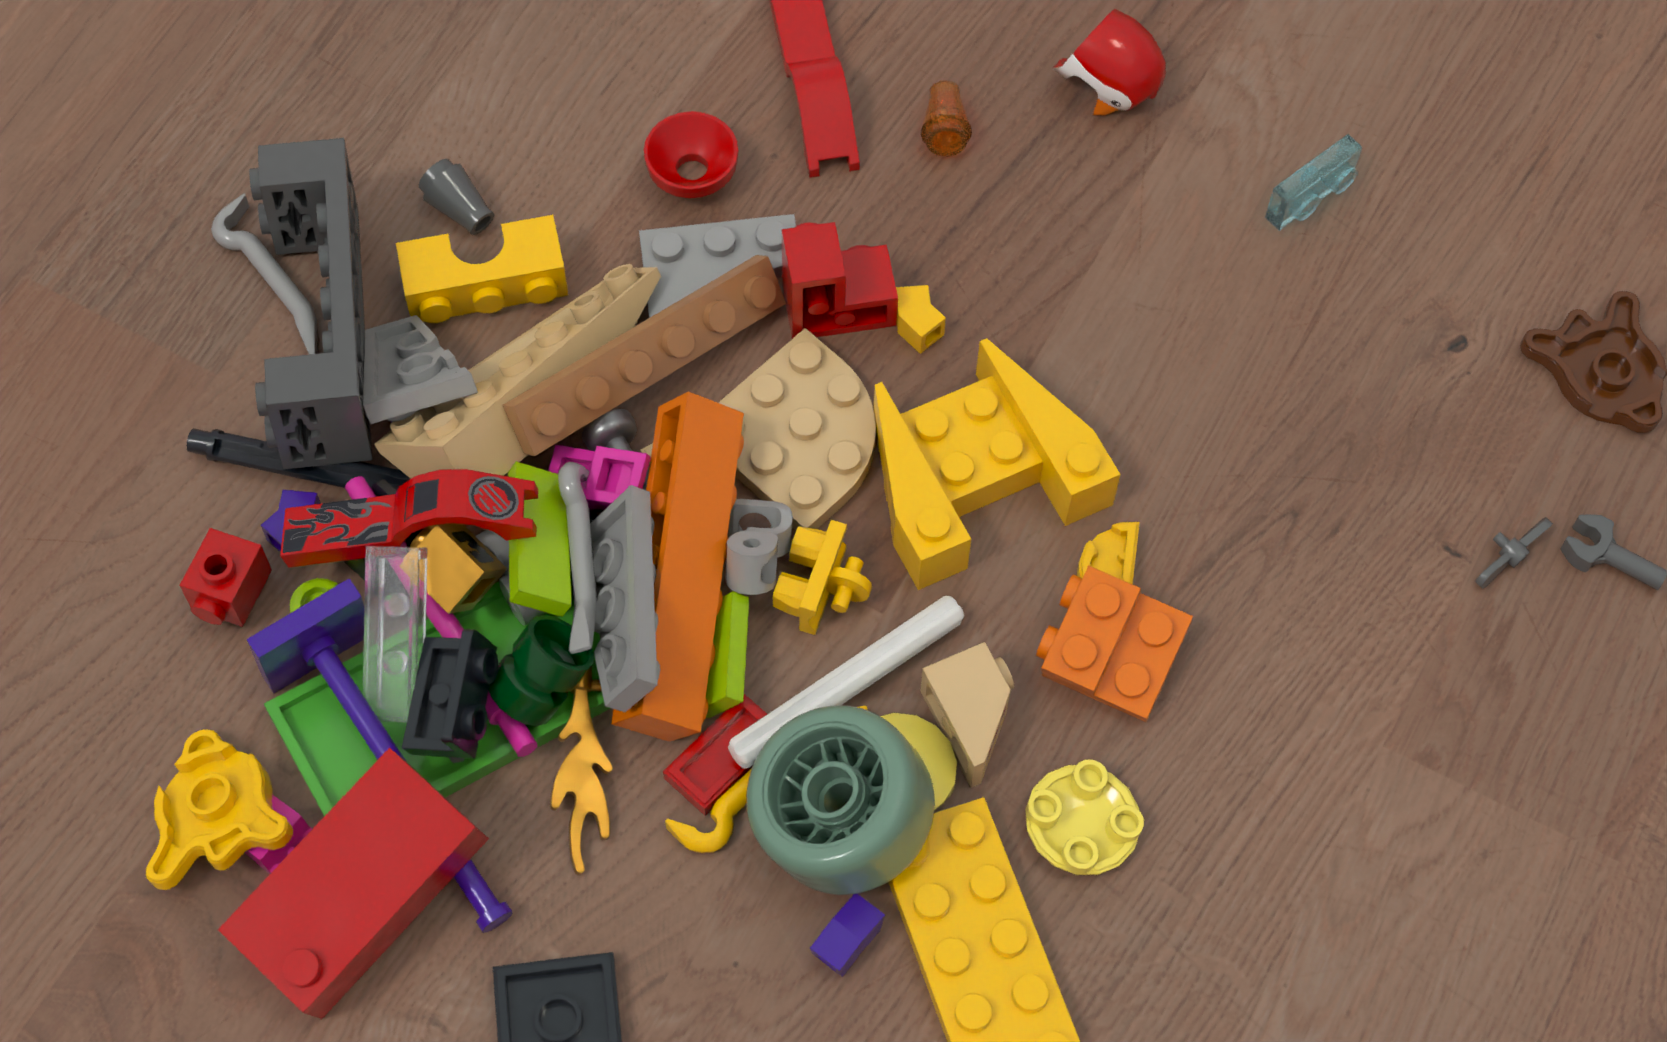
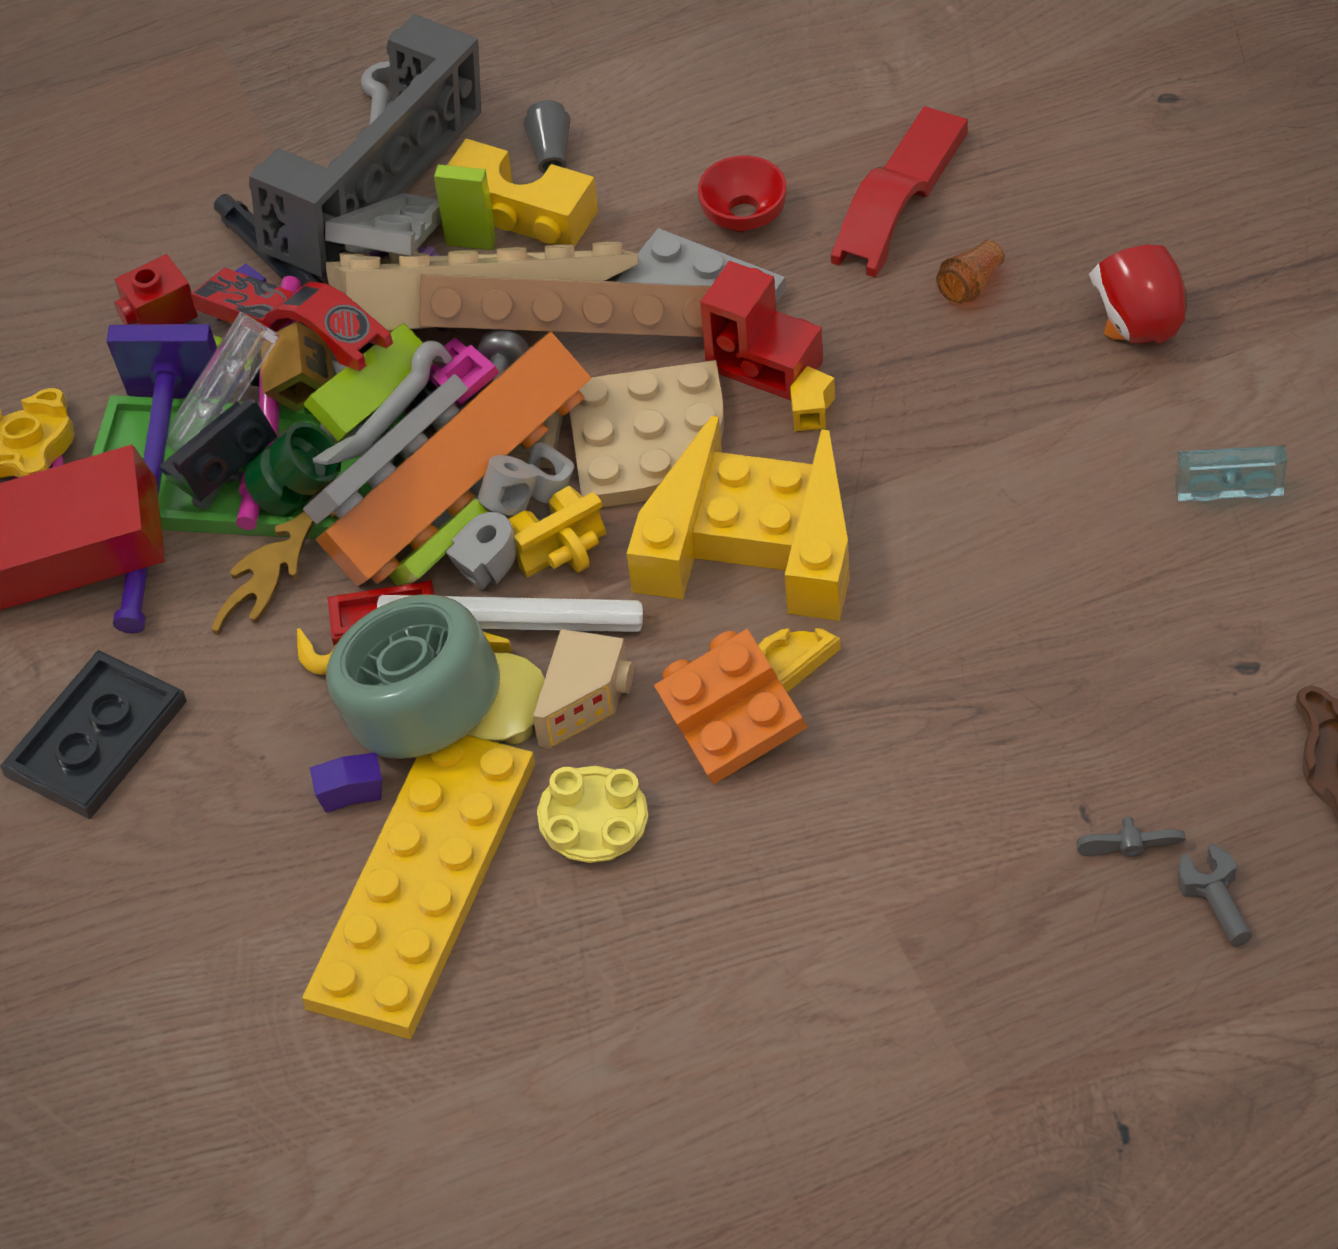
camera: 45 degrees right, 10 degrees down
(459, 310) = (465, 207): none -> lime tile
(776, 633) = (484, 549): none -> light grey piece

